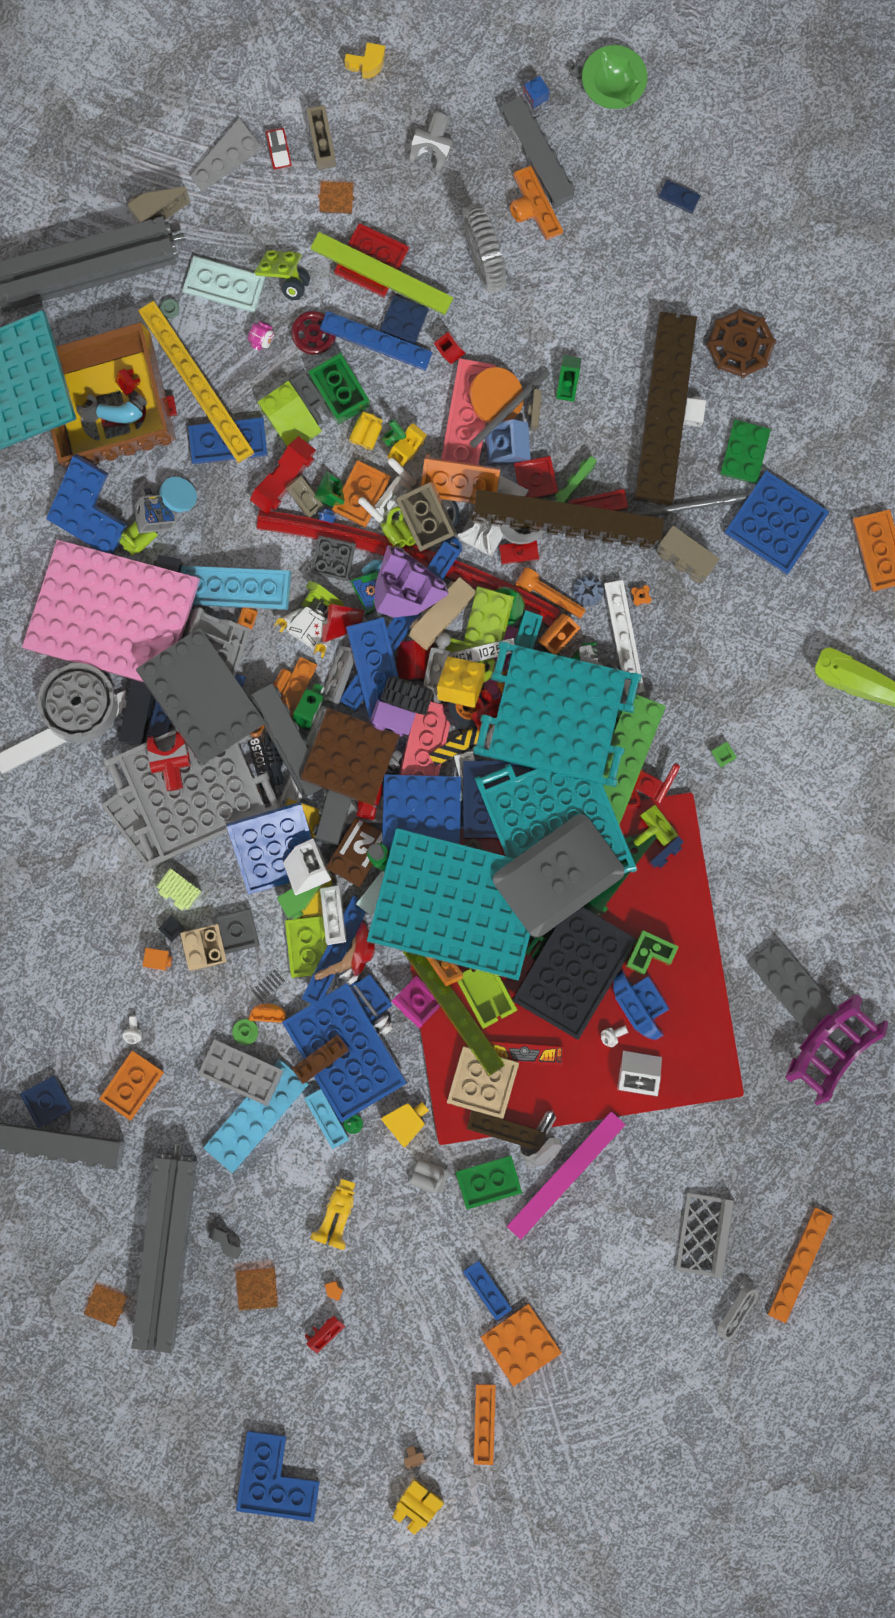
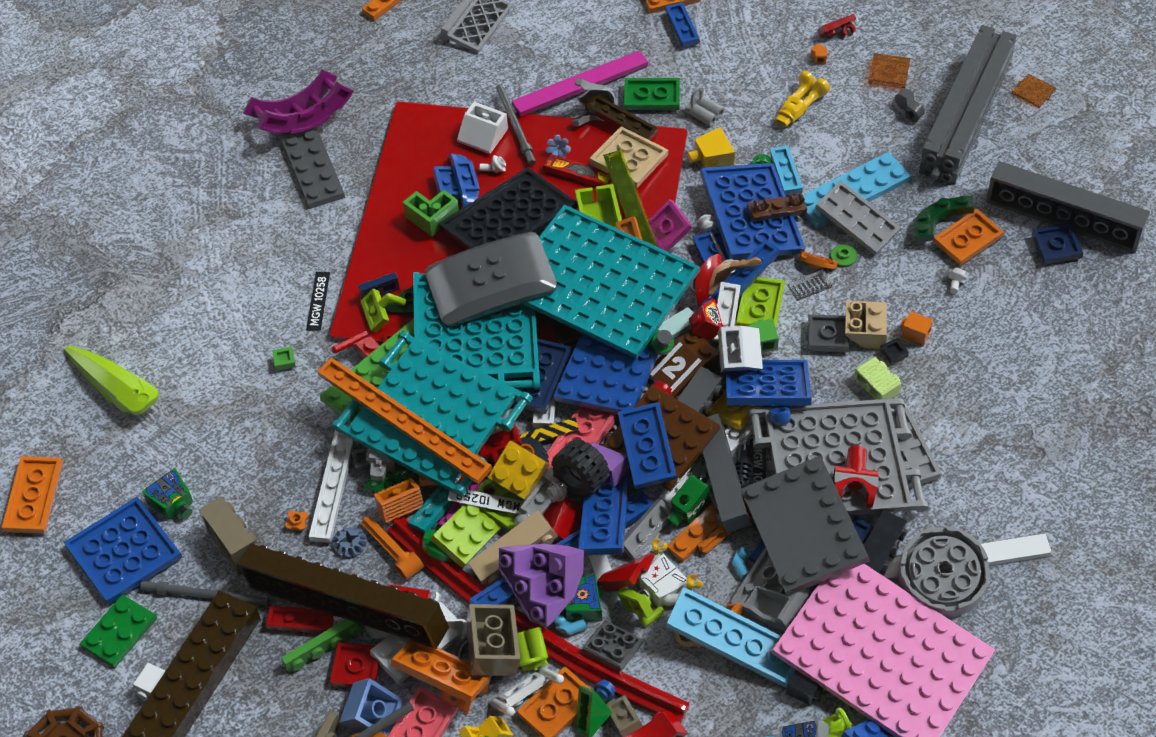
camera: 155 degrees left, 30 degrees down
(170, 1106) = (928, 218): none -> dark green plate
(248, 802) = (780, 416): none -> blue piece
(252, 669) = (739, 562): none -> medium azure arm
(348, 898) = (706, 321): none -> red slope
(357, 736) = (647, 445): none -> blue plate
(422, 675) = (556, 491): none -> clear plate
(557, 1076) = (558, 146): none -> light blue plant
(576, 689) = (405, 420): none -> orange plate
(588, 1066) = (525, 148): none -> dark grey bar
(721, 833) = (318, 301): none -> black sticker
(759, 583) = (169, 496): none -> torso

